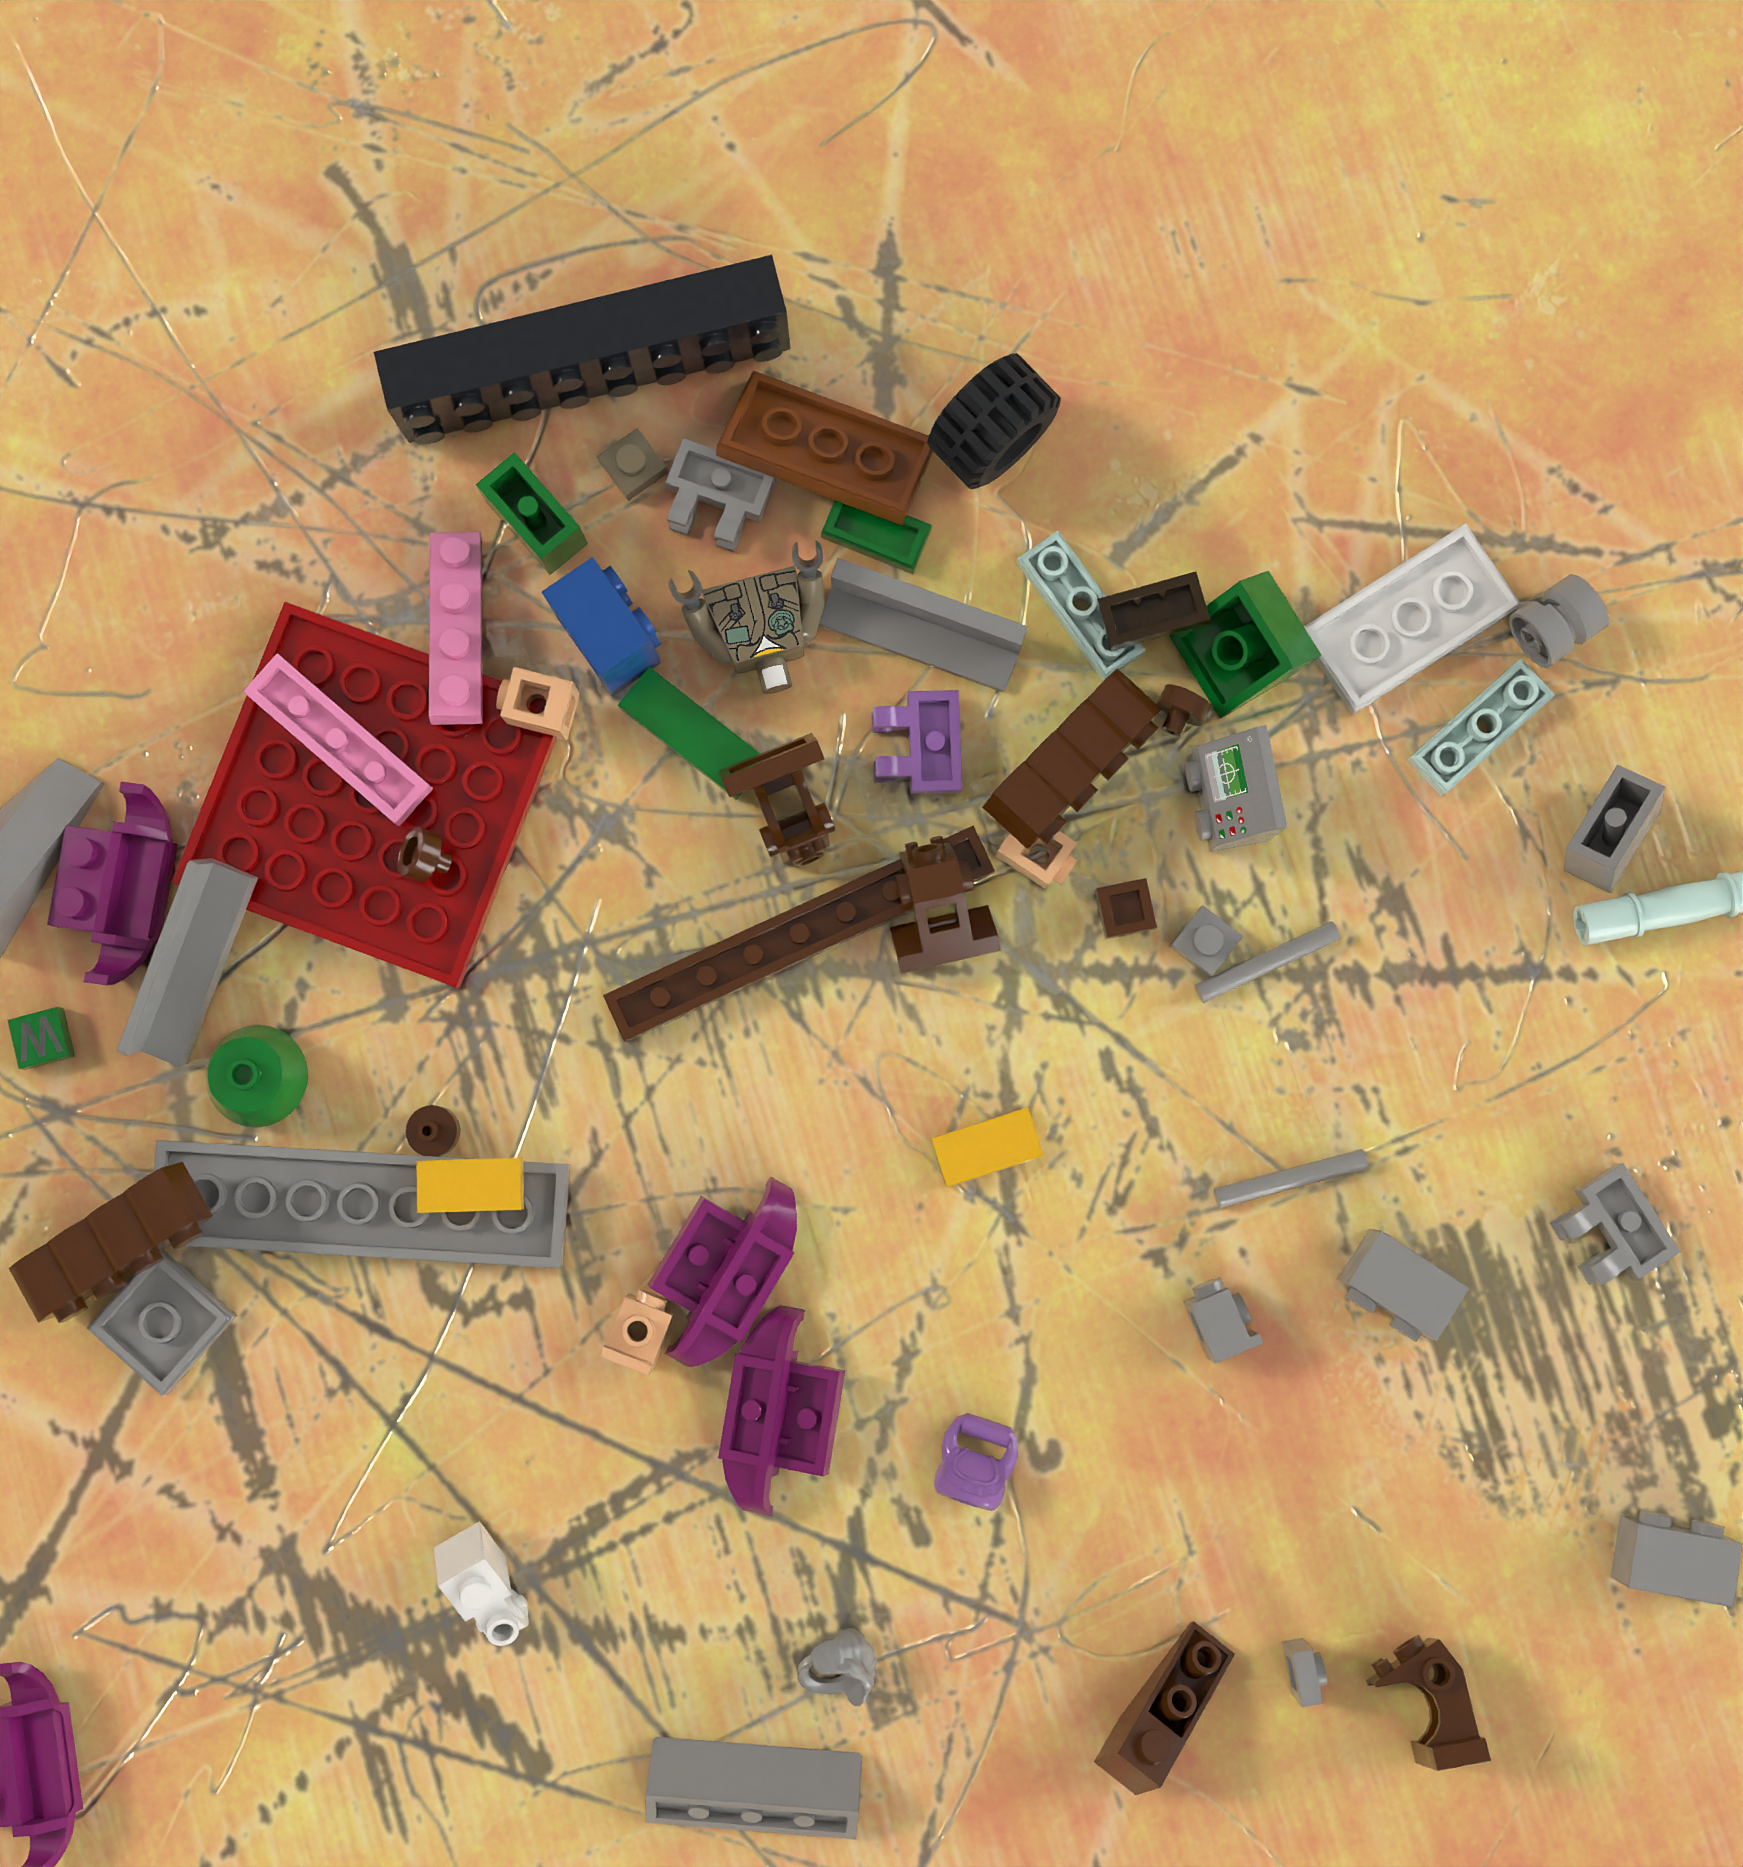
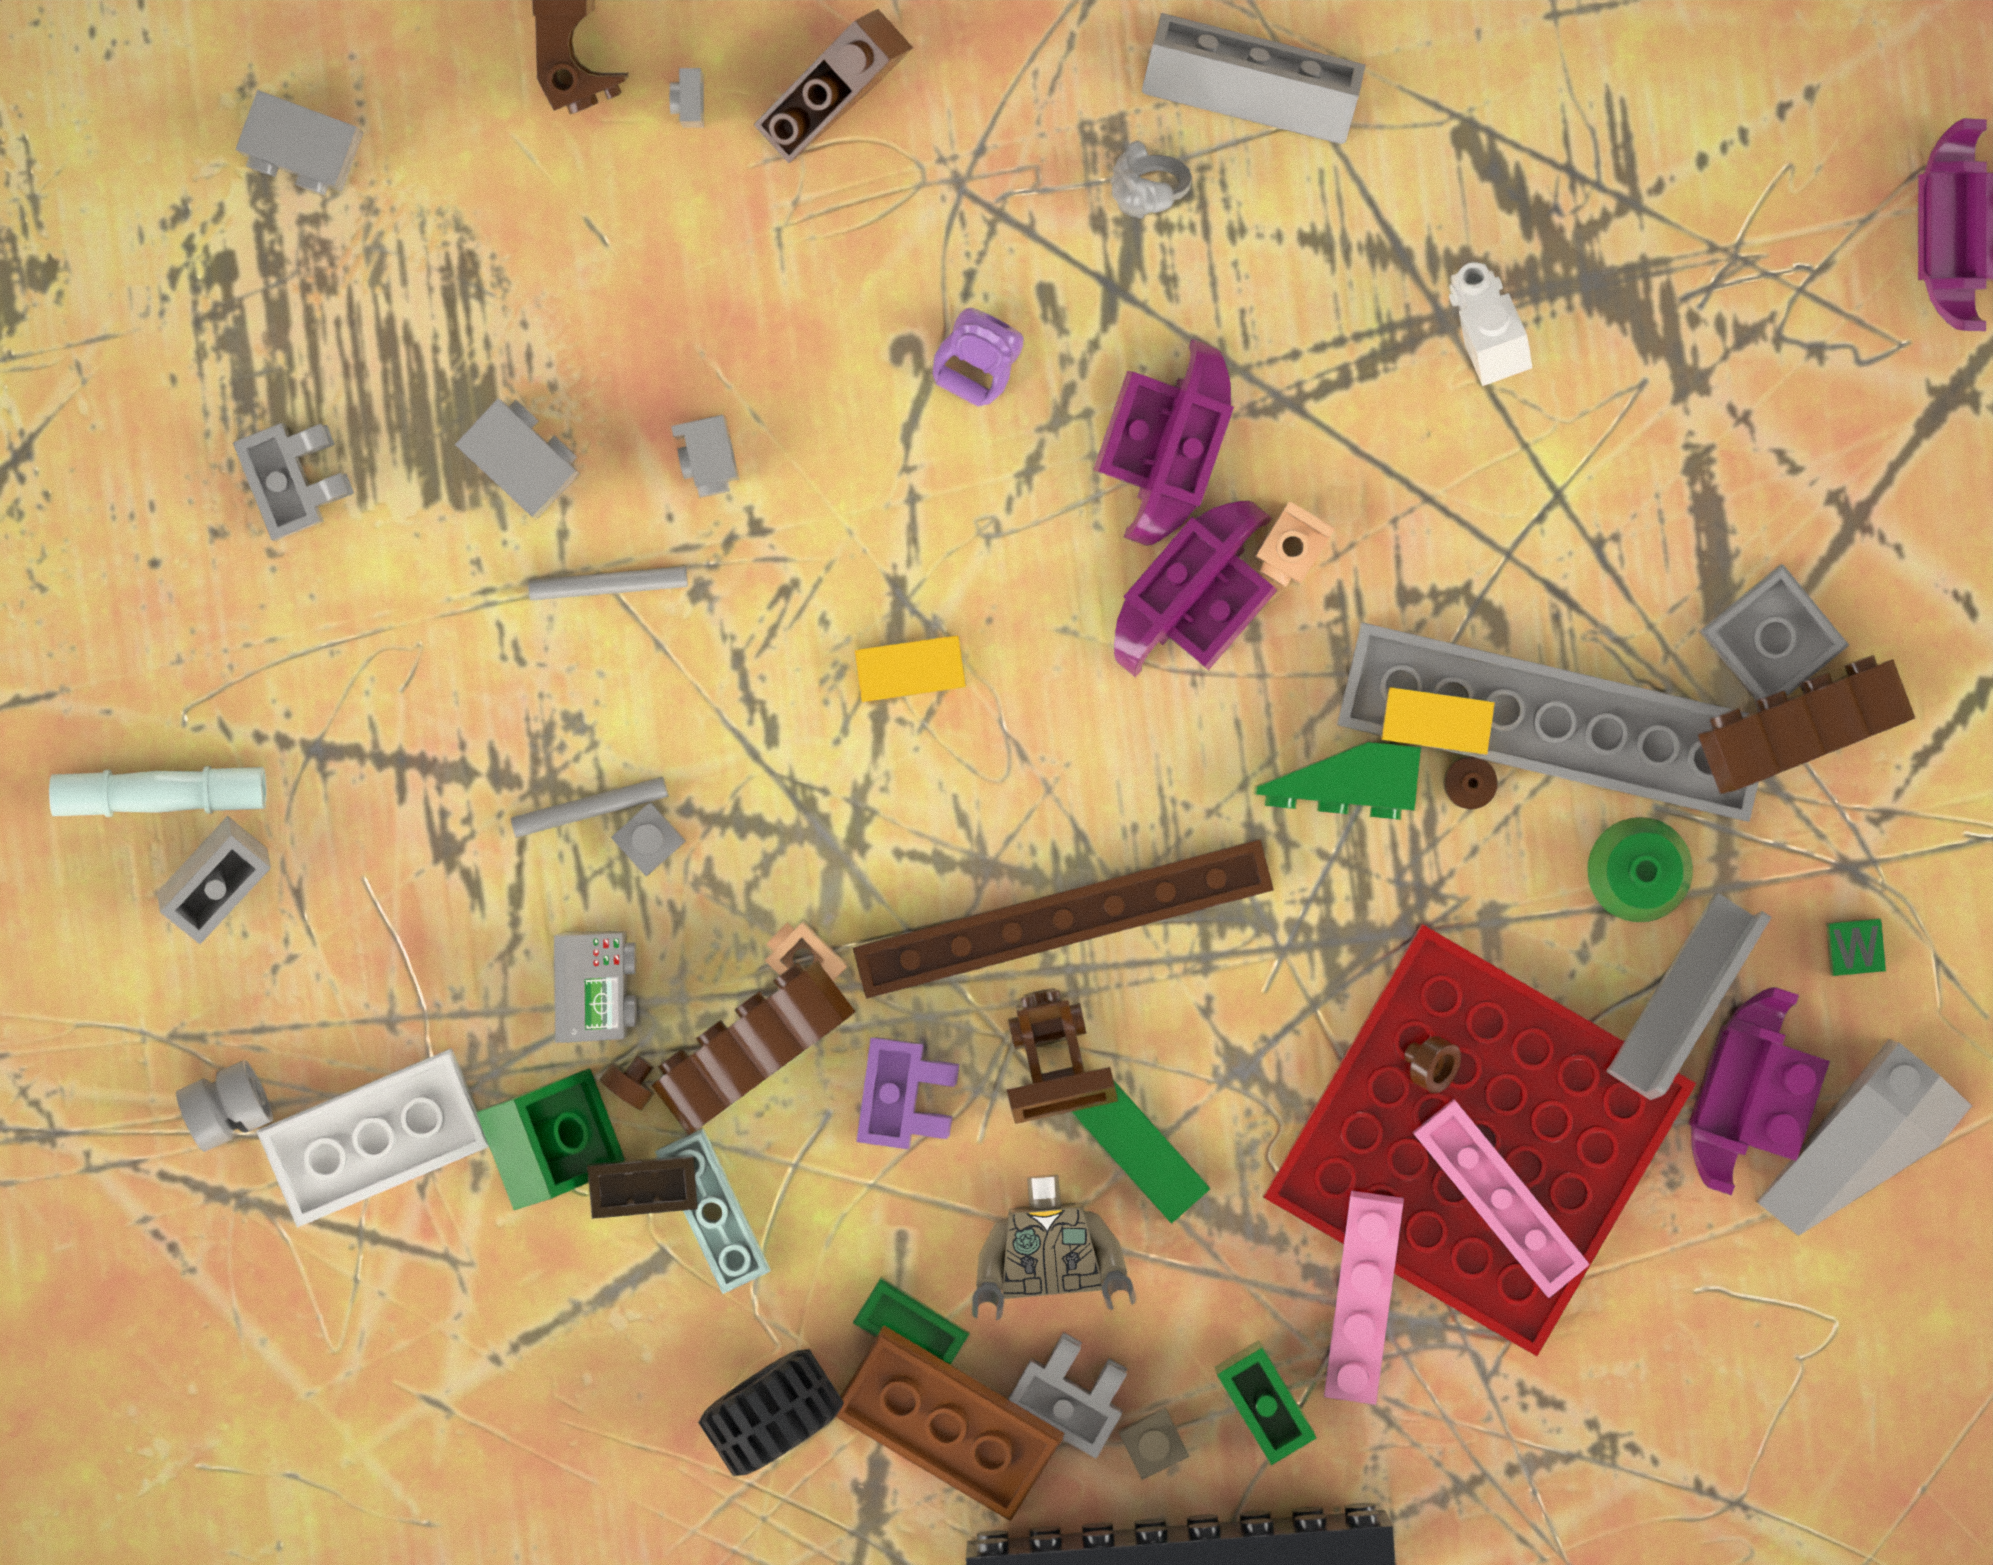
camera: 170 degrees left, 5 degrees up
(525, 686) = (1267, 1200): light nougat brick -> none
(537, 1119) = (1362, 775): none -> green slope
(597, 618) = (1210, 1268): blue brick -> none
(922, 625) = (881, 1216): light grey panel -> none
(932, 881) = (916, 943): reddish brown tile -> none
(1125, 908) = (725, 886): reddish brown plate -> none
(1462, 745) = (348, 993): light aqua tile -> none

